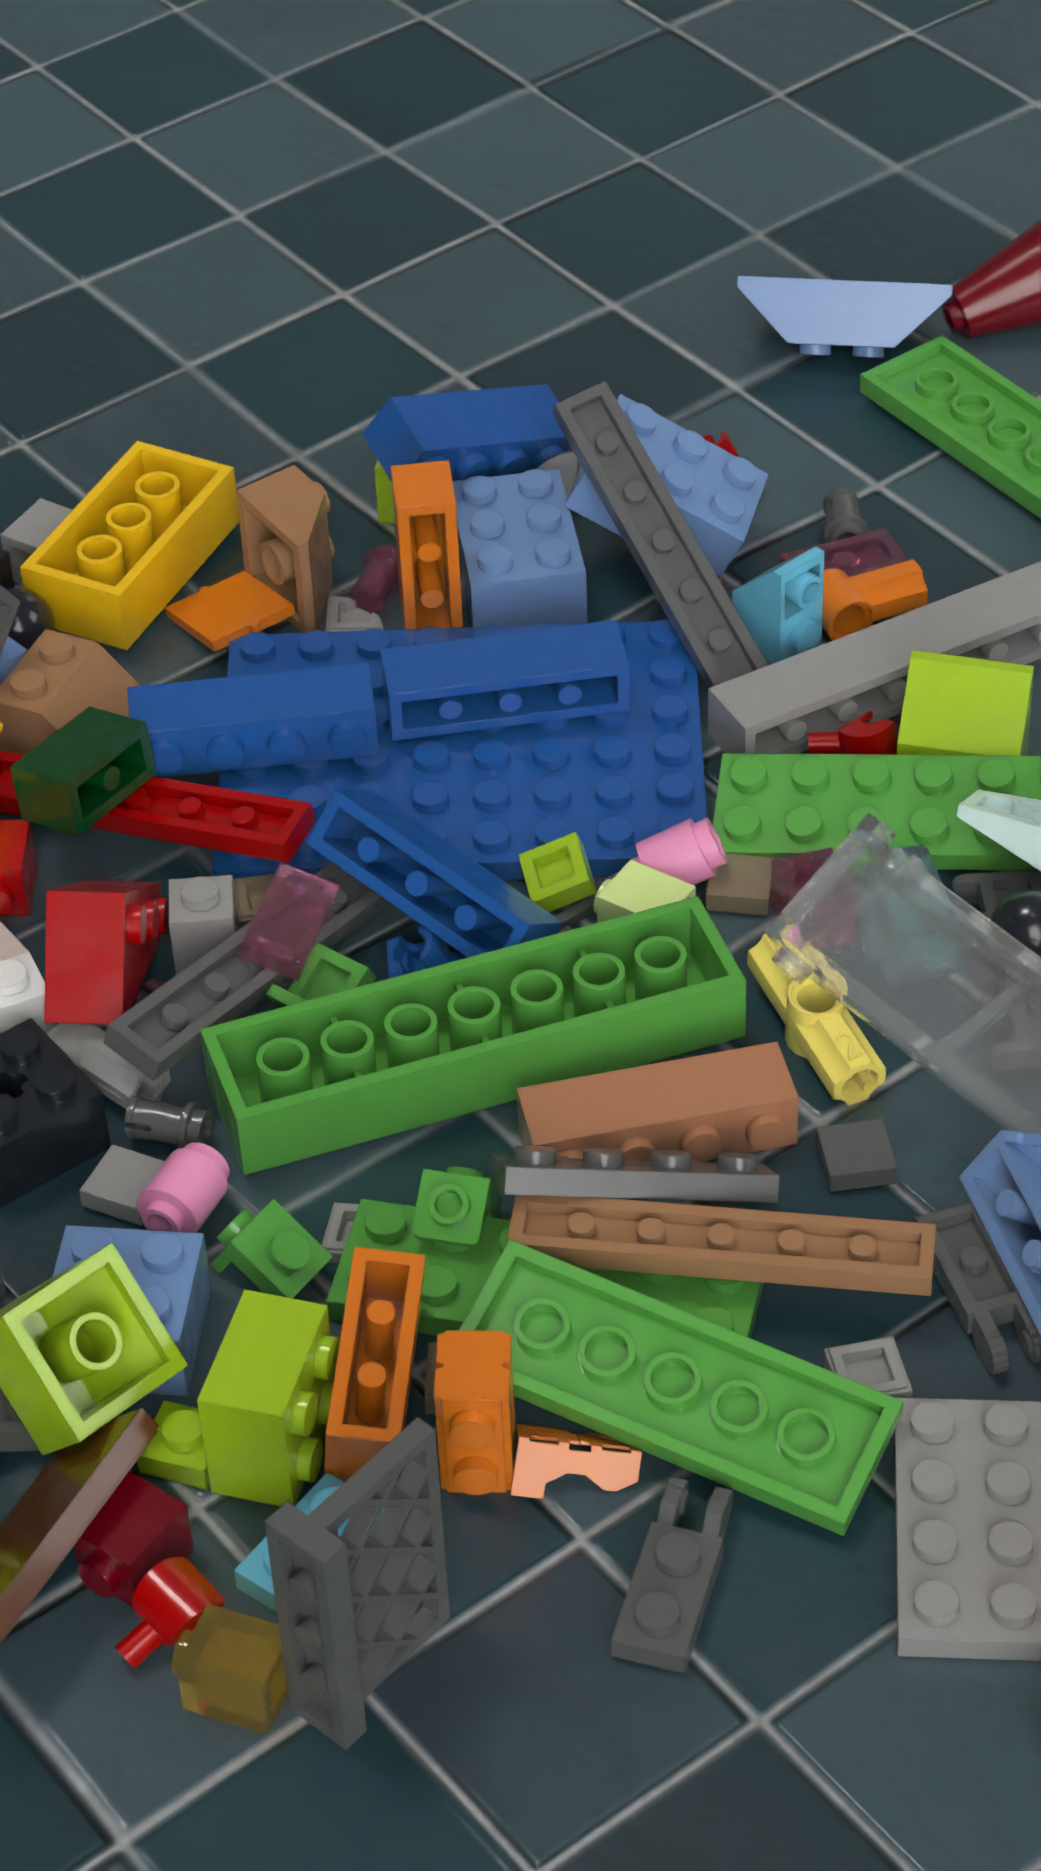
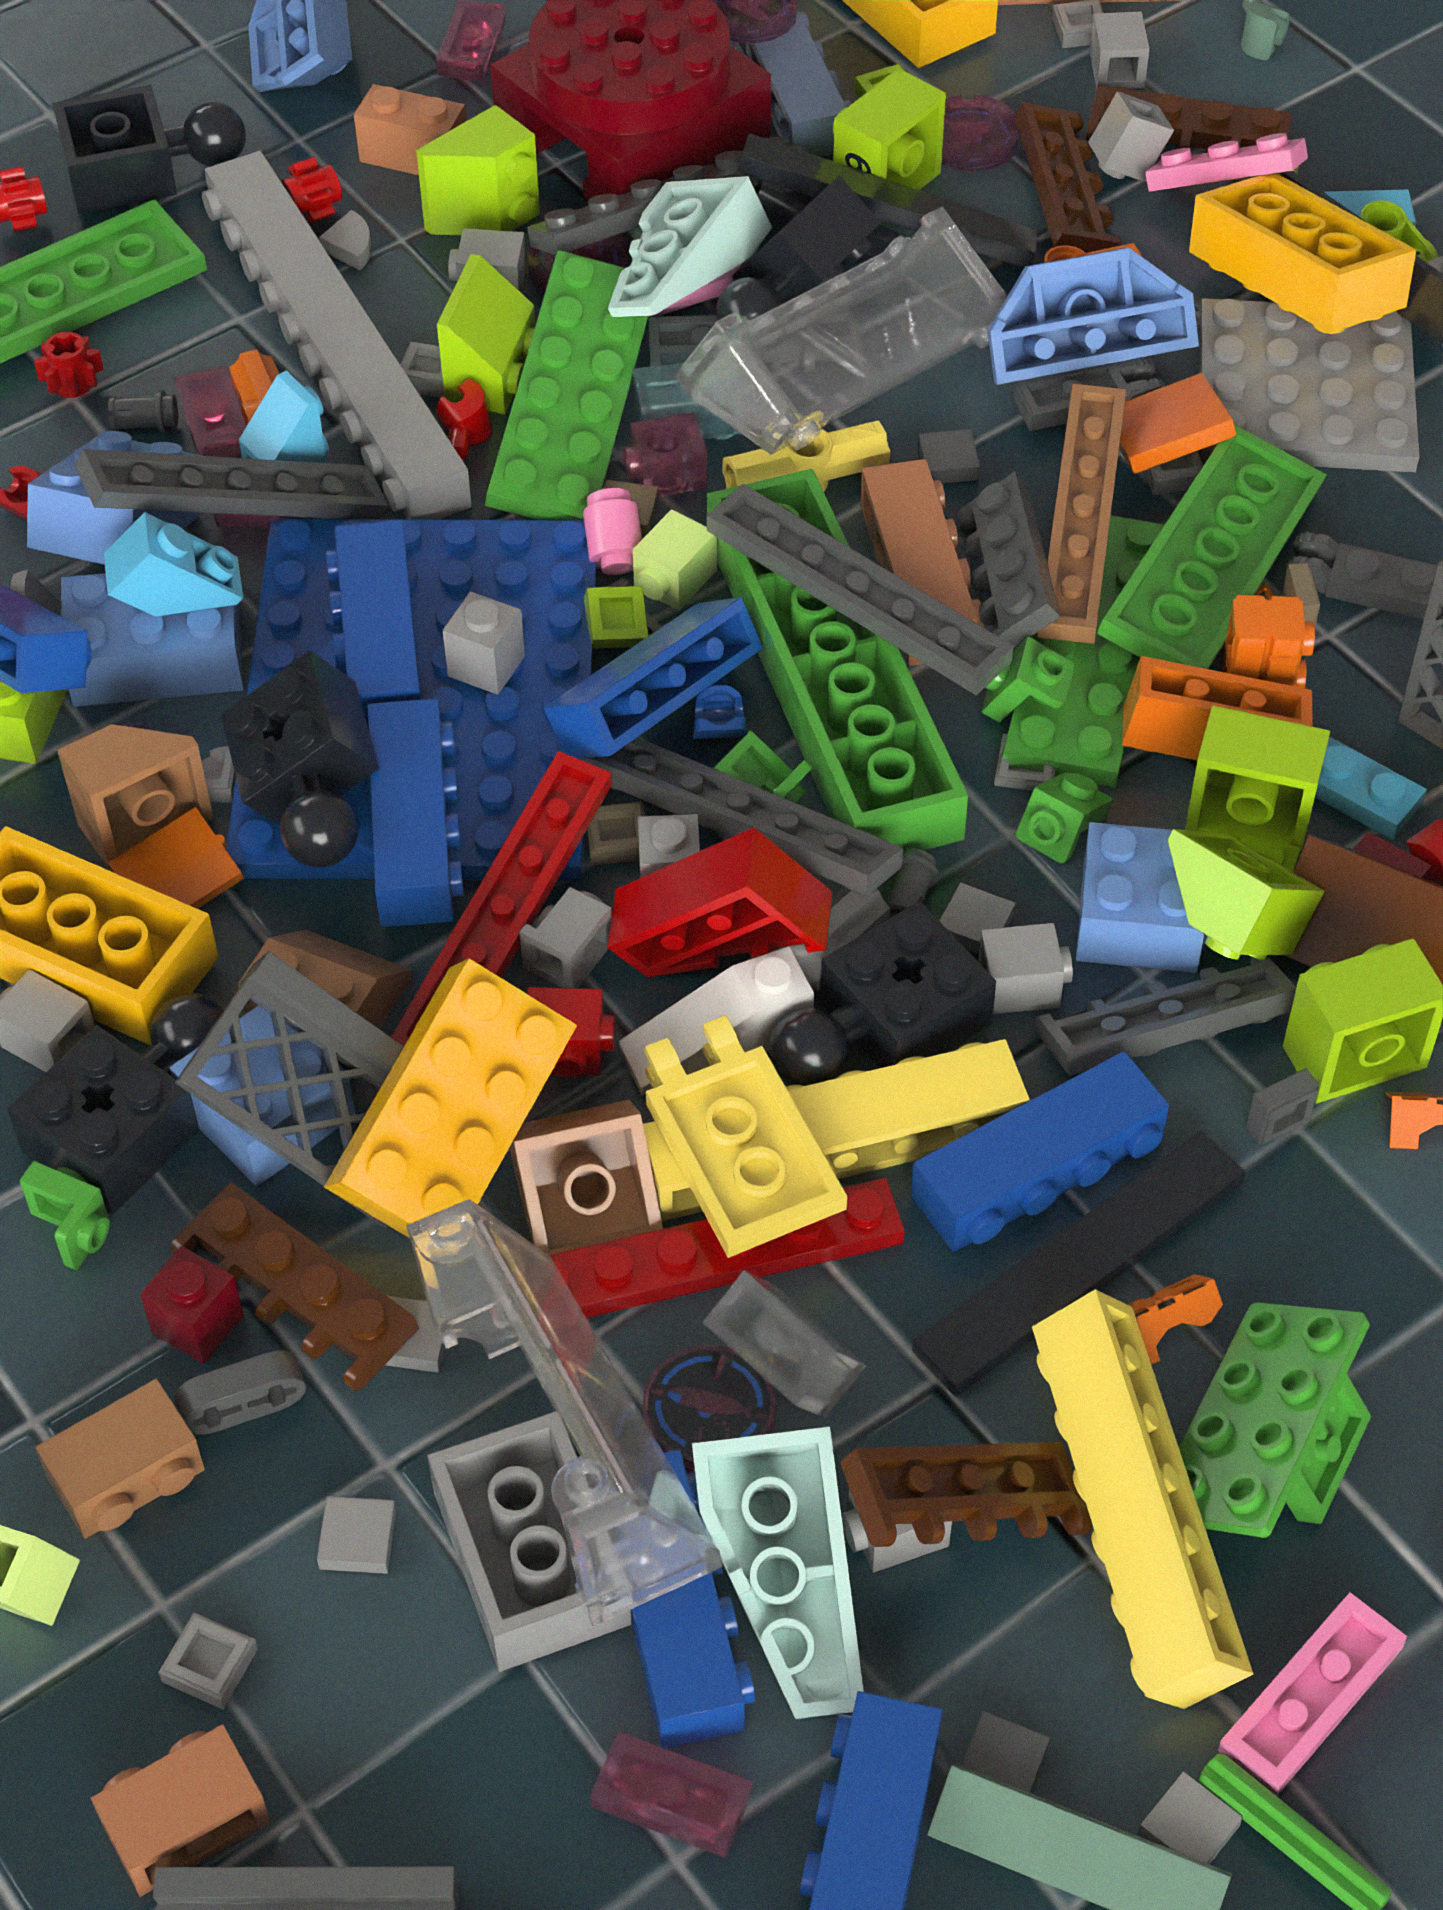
camera: 90 degrees left, 10 degrees up
(37, 1206) = (1026, 967): none -> light grey brick
(83, 770) = (492, 923): dark green brick -> none
(112, 855) = (567, 939): none -> light grey brick
(184, 1189) = (1000, 868): bright pink brick -> none
(284, 622) = (296, 753): none -> black brick
(288, 921) = (701, 775): clear pink tile -> none
(427, 545) = (192, 658): orange brick -> none
(474, 750) = (484, 642): none -> light grey brick
(523, 1008) = (860, 589): none -> dark grey plate
(530, 509) = (170, 570): none -> medium azure slope
(603, 1482) = (1301, 584): none -> dark tan tile
(899, 461) = (68, 364): none -> red gear
(909, 1346) = (1173, 423): none -> orange tile

